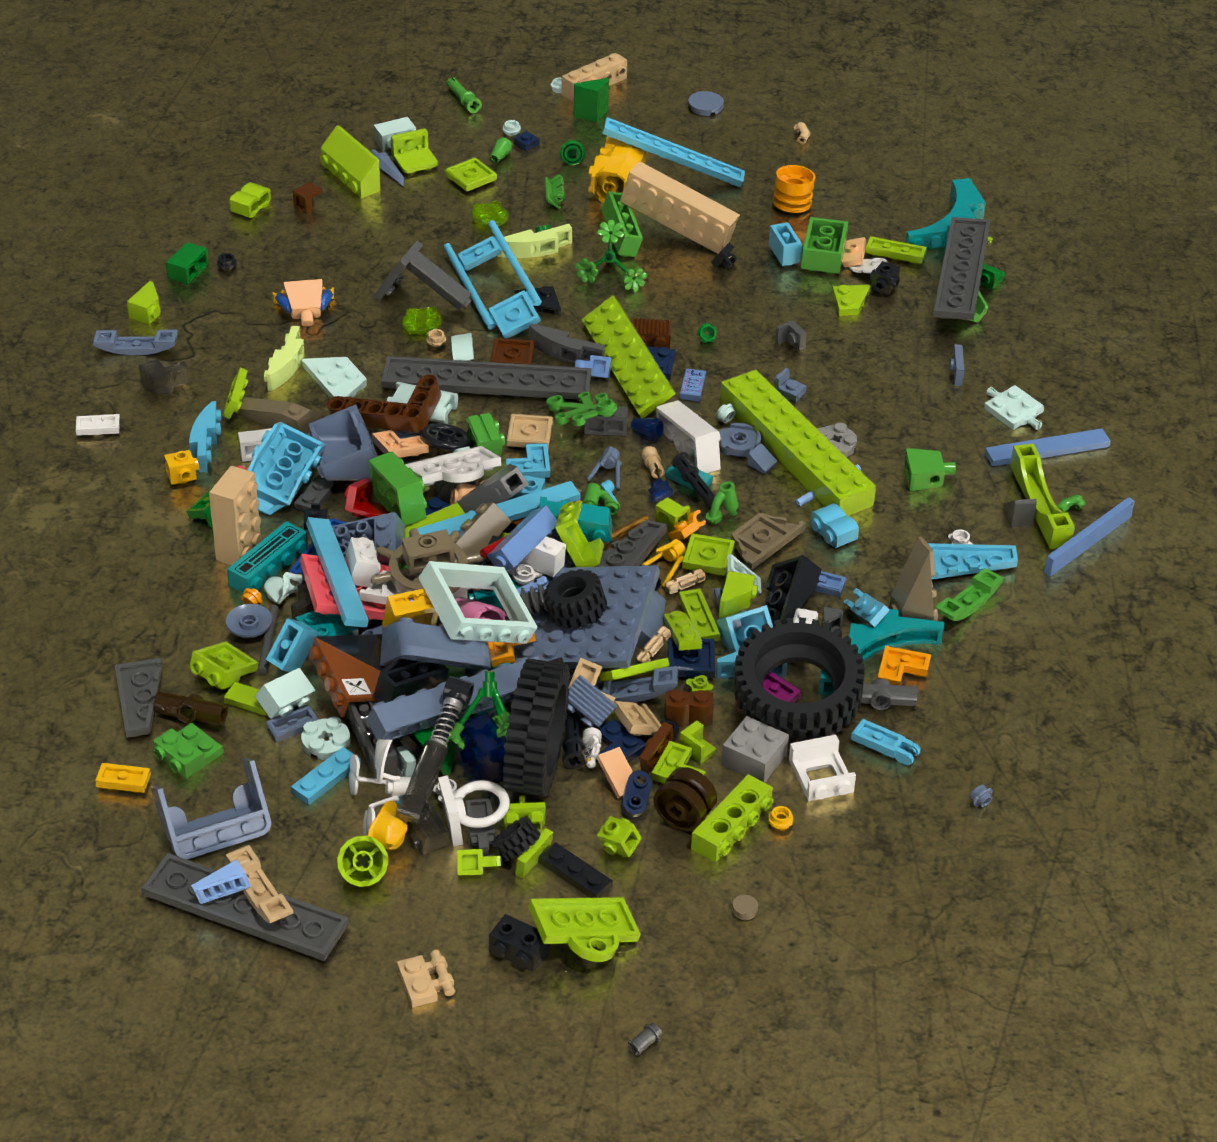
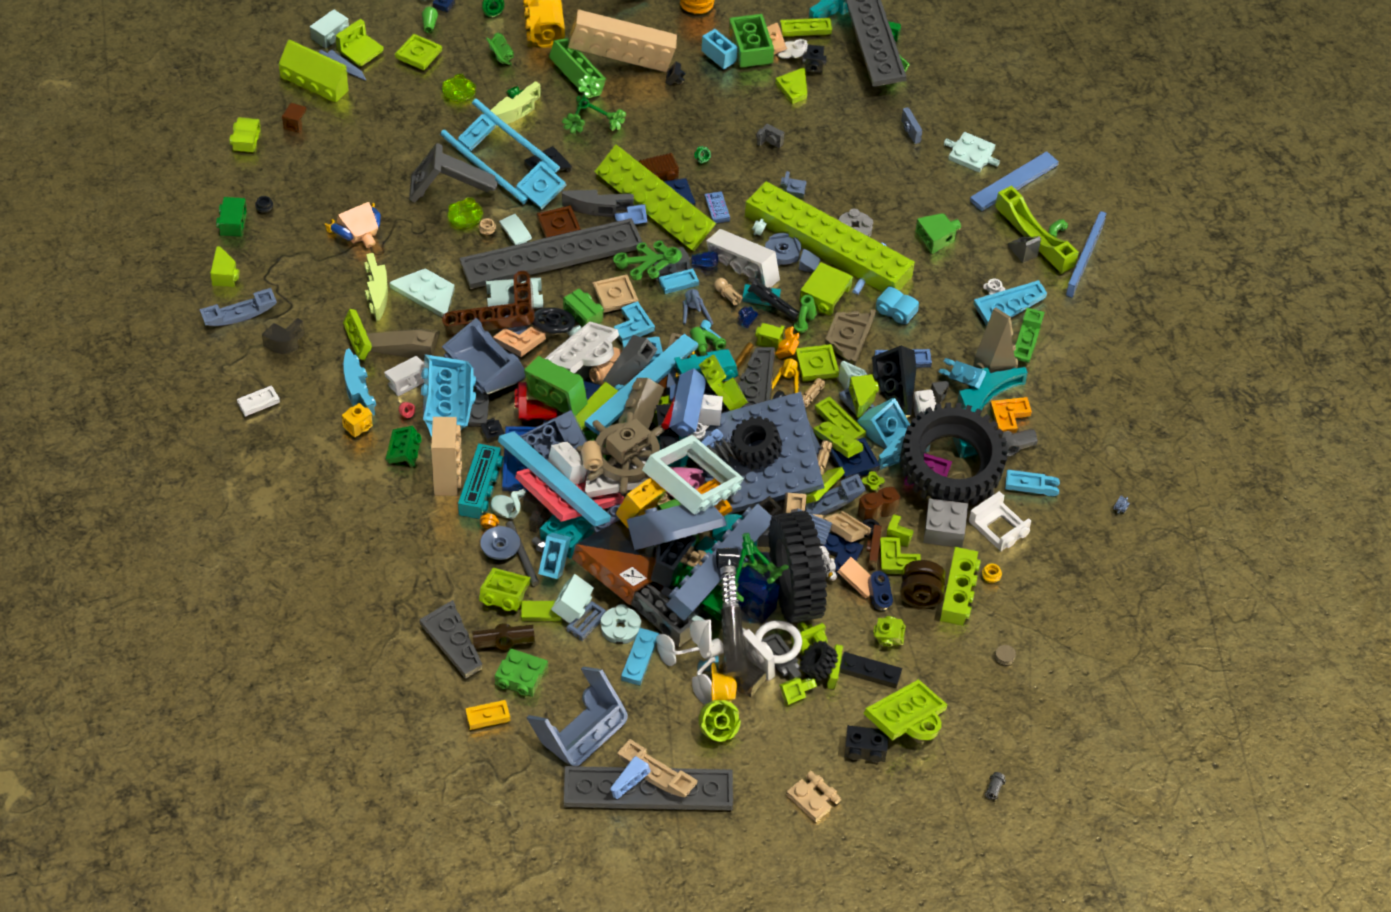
camera: 25 degrees left, 10 degrees up
(382, 556) = (591, 455): none -> tan brick
(604, 438) = (678, 281): none -> medium azure tile
(763, 485) = (826, 287): none -> lime panel

